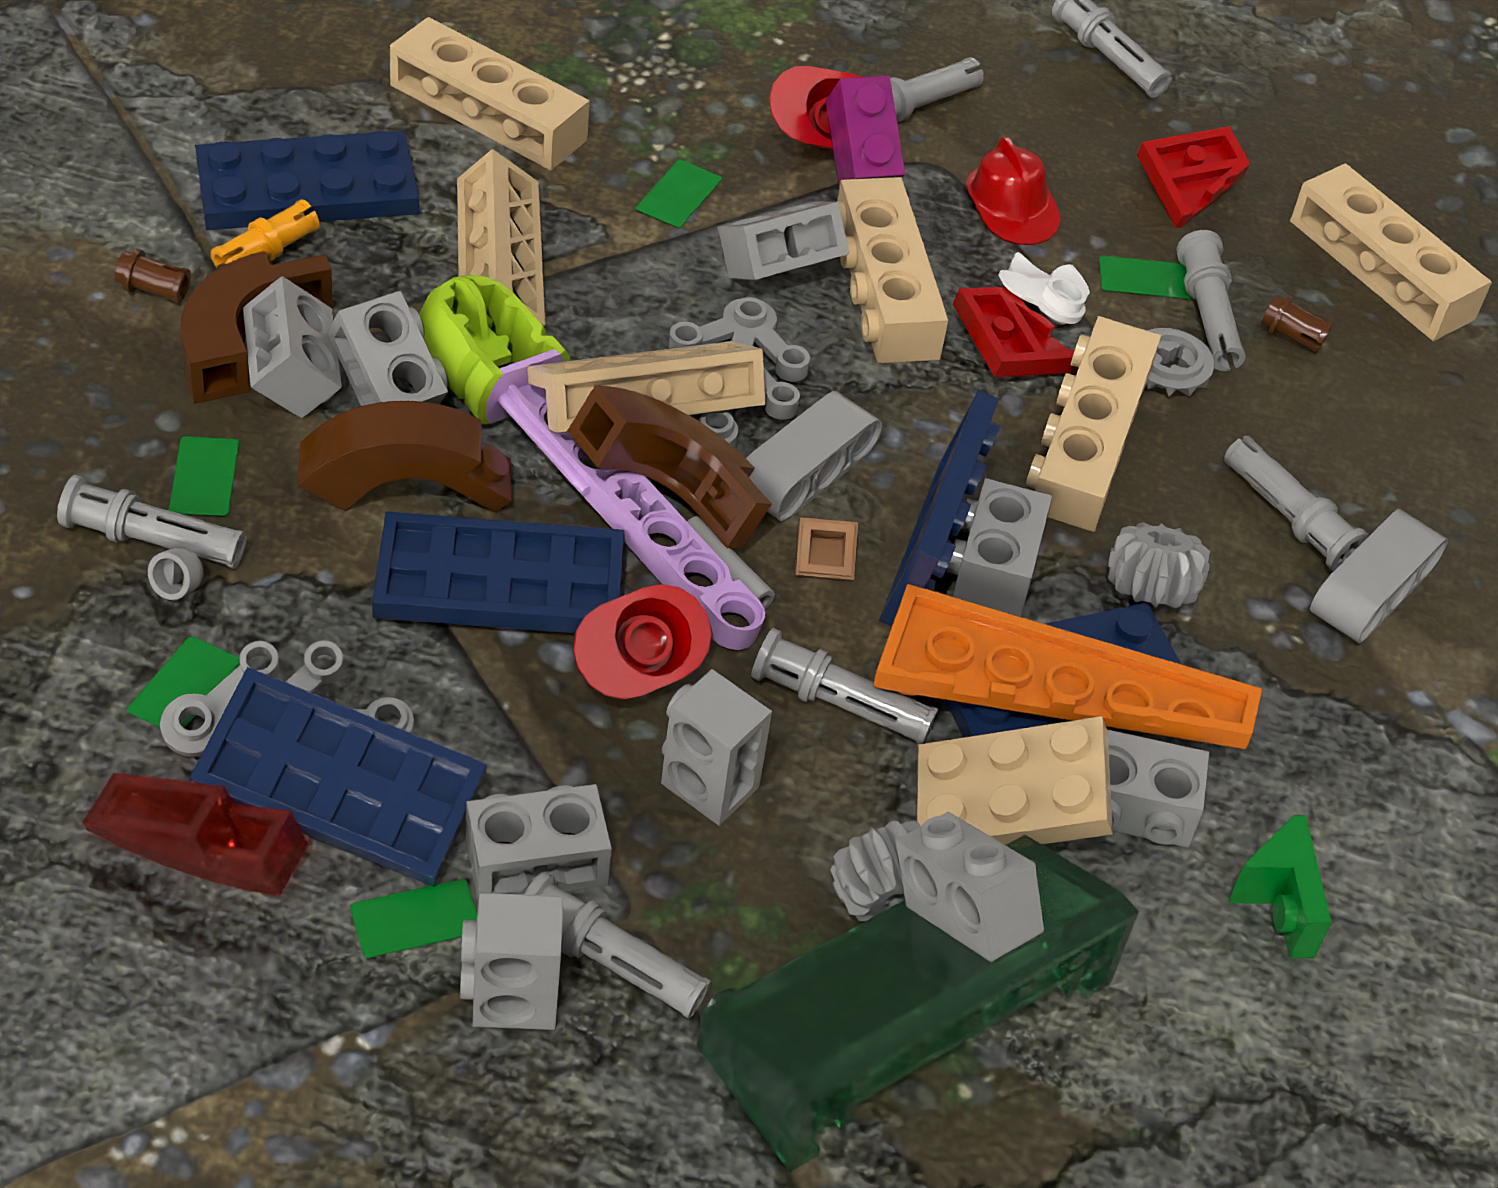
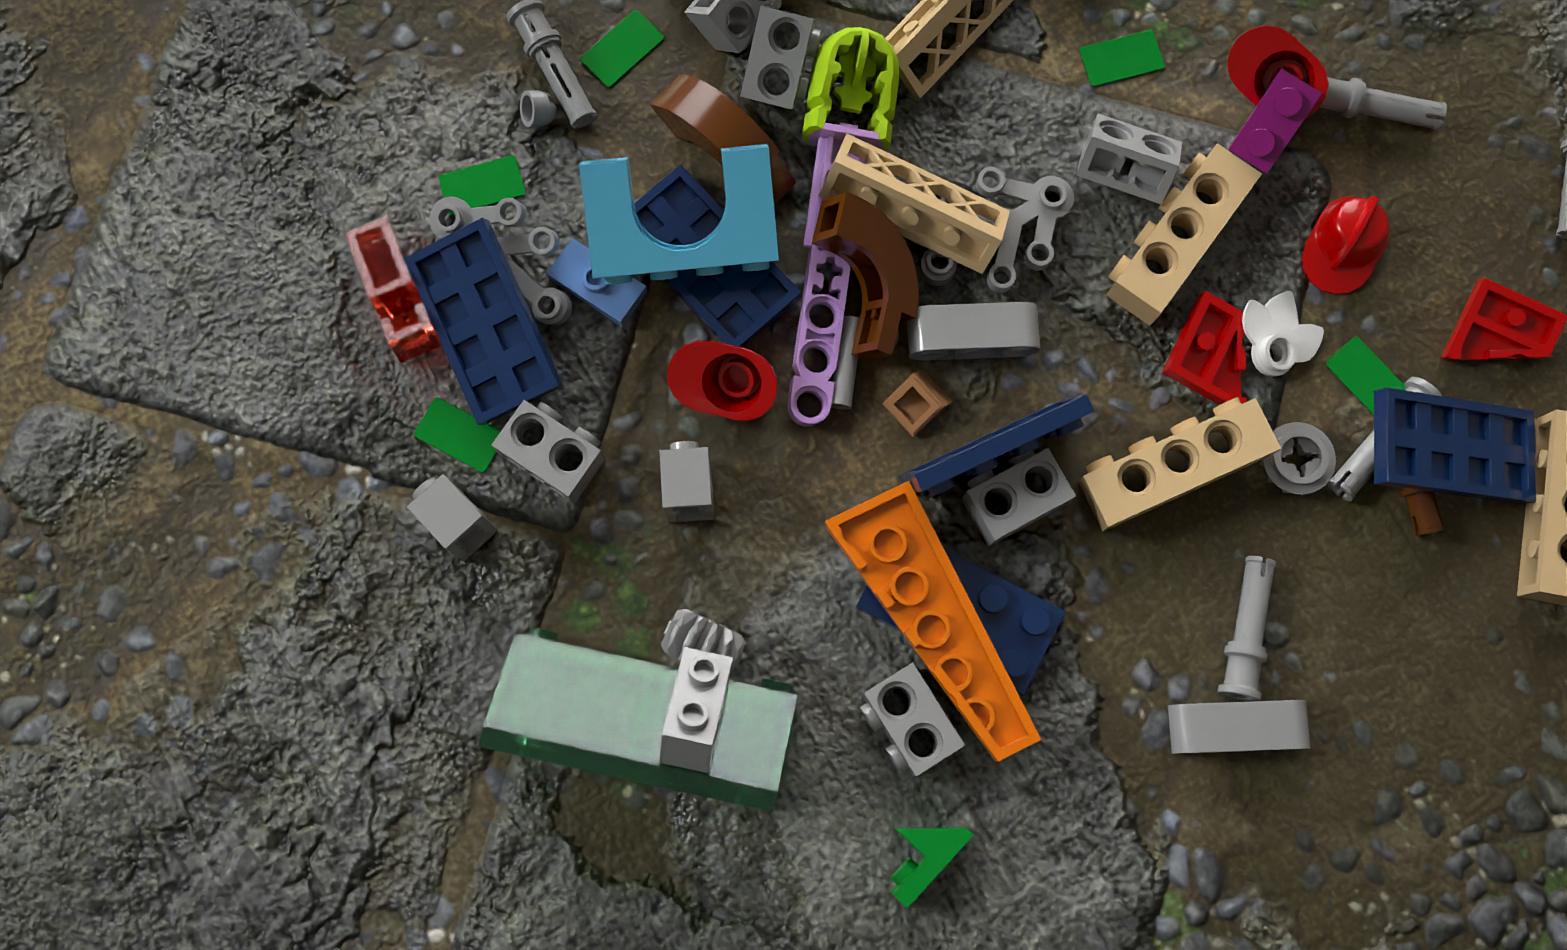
camera: 50 degrees right, 30 degrees up
(410, 672) = (574, 274): none -> medium blue plate
(417, 589) = (624, 247): none -> medium azure arch
(641, 964) = (522, 525): light grey pin -> none
(816, 676) = (810, 485): light grey pin -> none
(1022, 782) = (831, 660): tan plate -> none
(1158, 565) = (1095, 597): light grey gear -> none
(1268, 255) = (1454, 446): none -> dark blue plate

